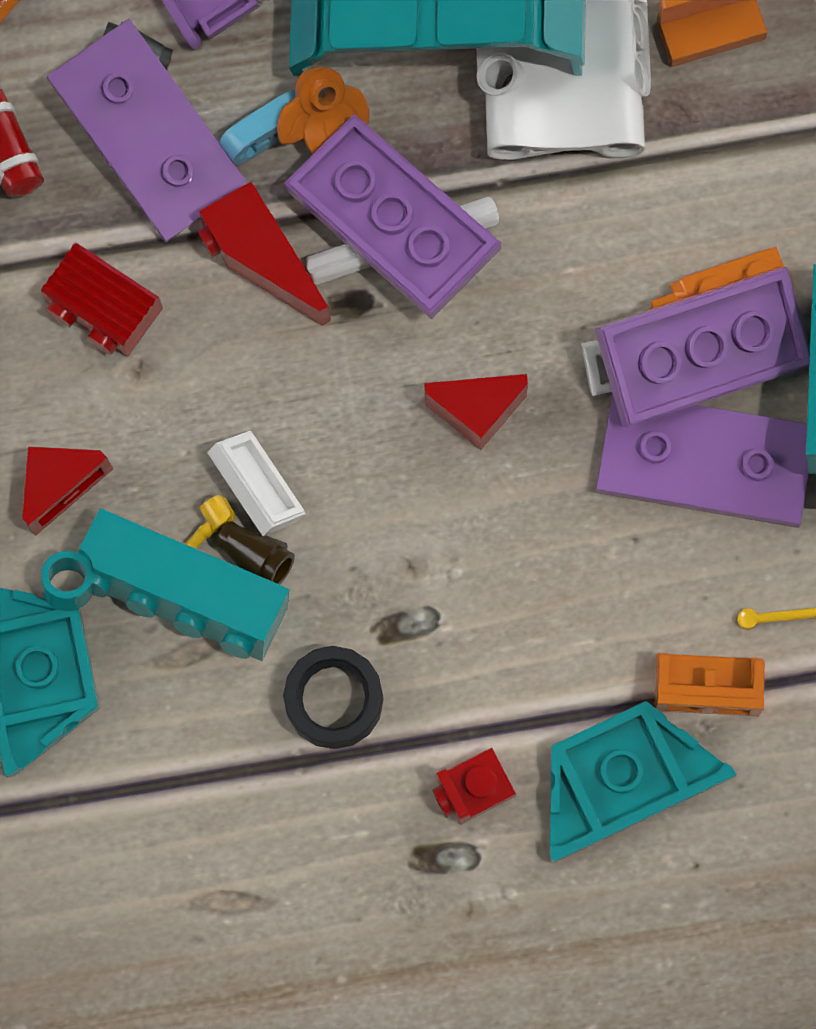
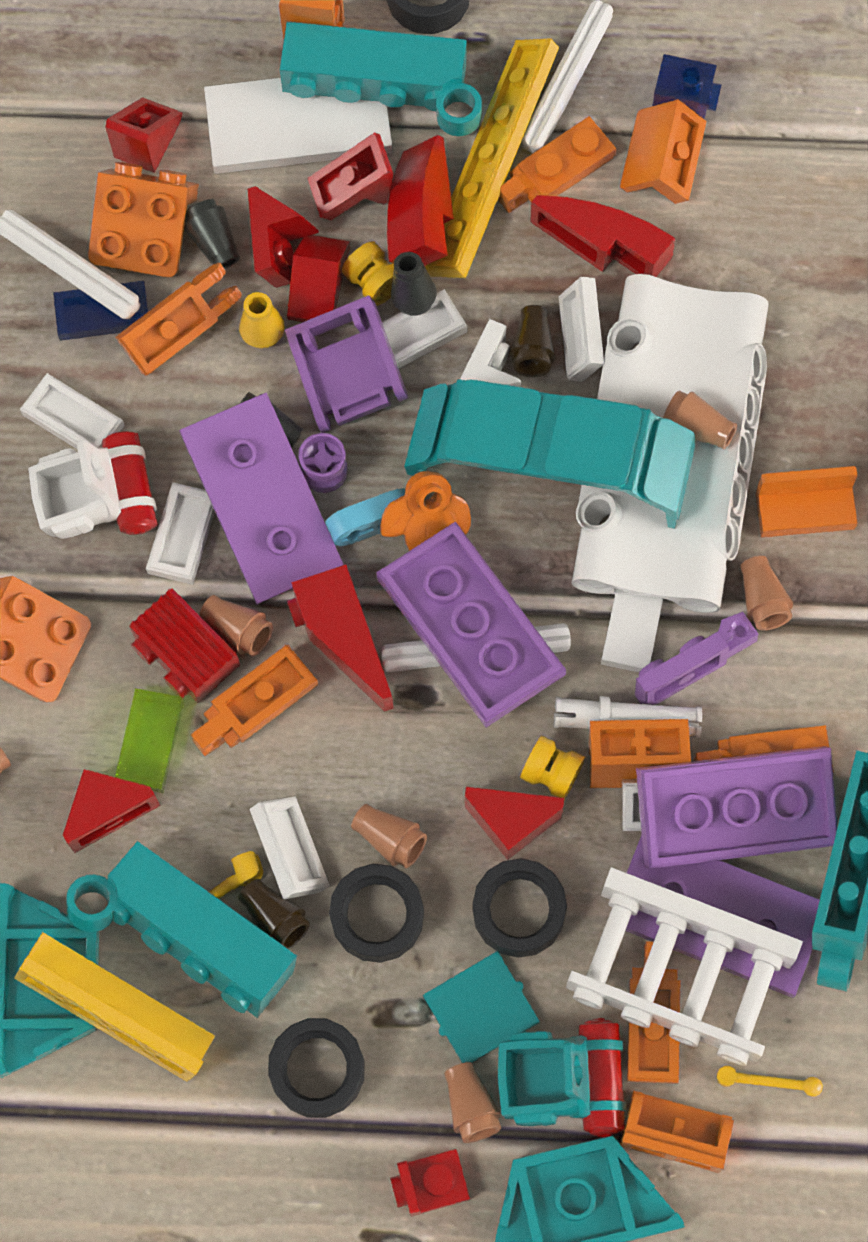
camera: 10 degrees right, 5 degrees down
(71, 185) = (181, 534): none -> white tile
(86, 402) = (149, 738): none -> clear neon green tile
(115, 680) = (115, 1007): none -> yellow fence
(152, 267) = (239, 626): none -> nougat cone
(187, 341) = (254, 701): none -> orange hinge
(199, 70) = (322, 452): none -> medium lavender wheel
(357, 449) = (390, 835): none -> nougat cone
(358, 491) = (368, 876): none -> black tyre
(486, 604) = (480, 1008): none -> teal piece
(497, 700) = (471, 1105): none -> nougat cone
(519, 347) = (562, 773): none -> yellow wheel
(522, 460) = (528, 871): none -> black tyre
(559, 192) = (631, 632): none -> white tile
(572, 279) = (603, 710): none -> white pin
(578, 307) = (624, 745): none -> orange hinge
(586, 654) = (564, 1078): none -> teal piece
(630, 208) = (696, 660): none -> medium lavender hinge
(663, 577) = (651, 1052): none -> orange hinge
(688, 127) = (765, 597): none -> nougat cone
(715, 476) = (721, 932): none -> white fence

